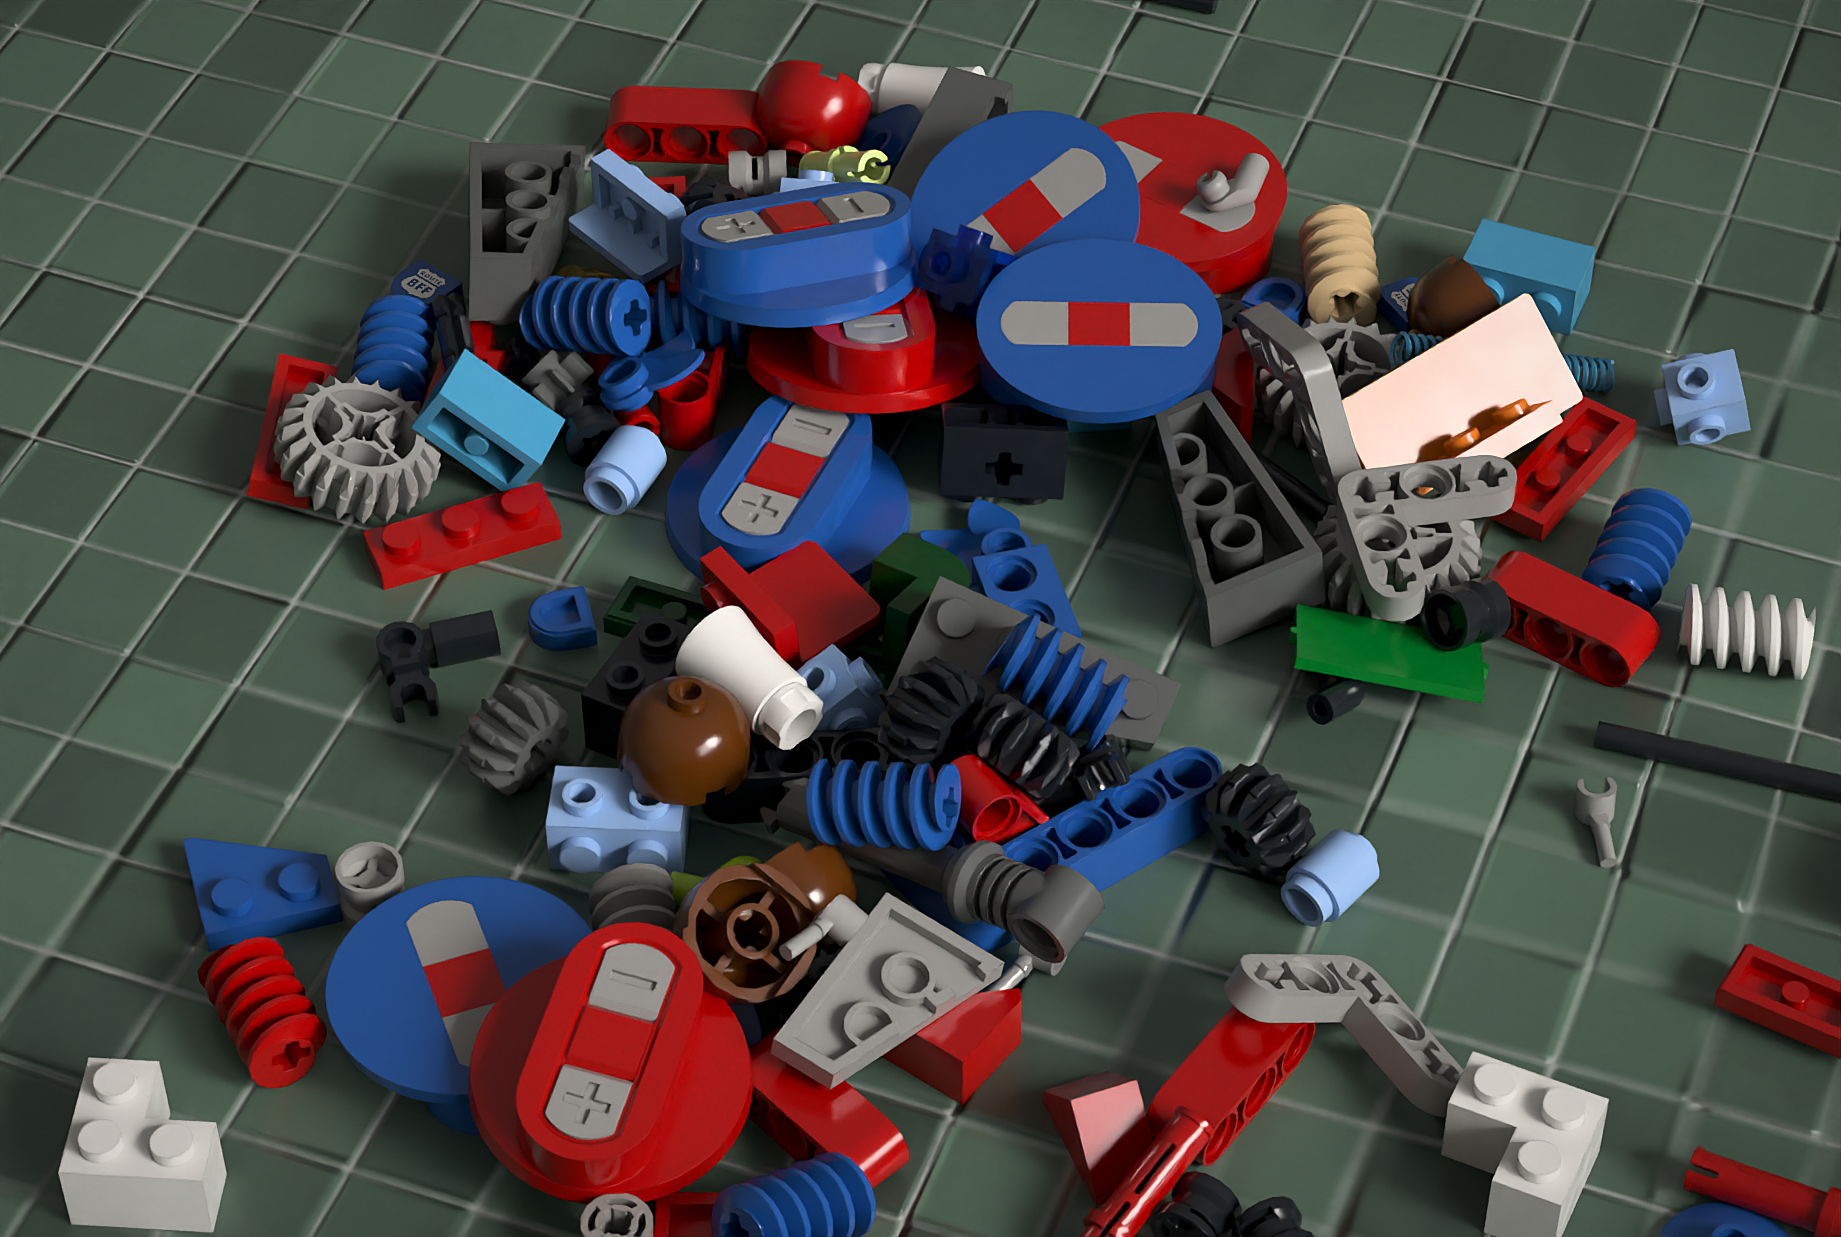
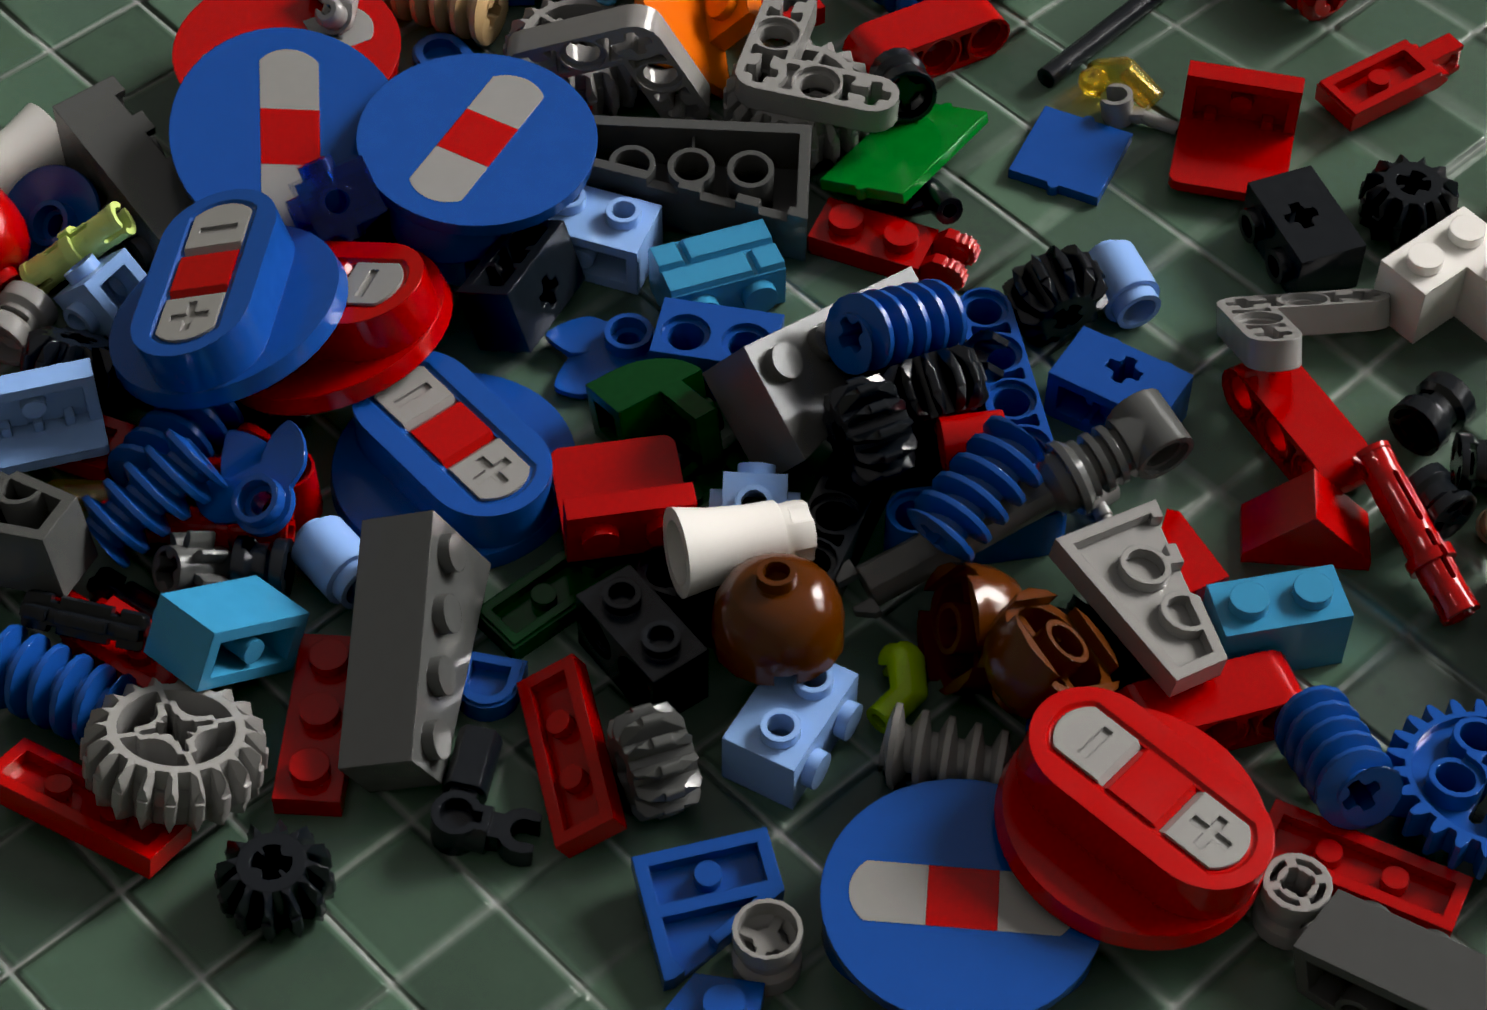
camera: 65 degrees left, 5 degrees up
(279, 564) = (275, 881): none -> black gear
(416, 821) = (695, 893): none -> blue wing
(542, 538) = (408, 649): none -> dark grey wedge
(551, 665) = (571, 756): none -> red plate
(838, 920) = (1077, 591): light grey hand -> none
(949, 1128) = (1287, 612): none -> dark azure brick
(1116, 483) = (613, 236): none -> light blue brick
(1124, 581) = (721, 267): none -> dark azure brick
(1174, 921) = (1102, 372): none -> blue brick
(1266, 691) = (891, 244): none -> red hinge
(1315, 1180) = (1430, 415): none -> black wheel
(1503, 792) = (1070, 155): none -> blue piece
(1505, 994) = (1301, 233): none -> black brick
(1609, 905) = (1233, 129): none -> red bracket
(1628, 1069) = (1405, 199): none -> black gear
(1637, 791) = (1122, 70): none -> clear yellow arm

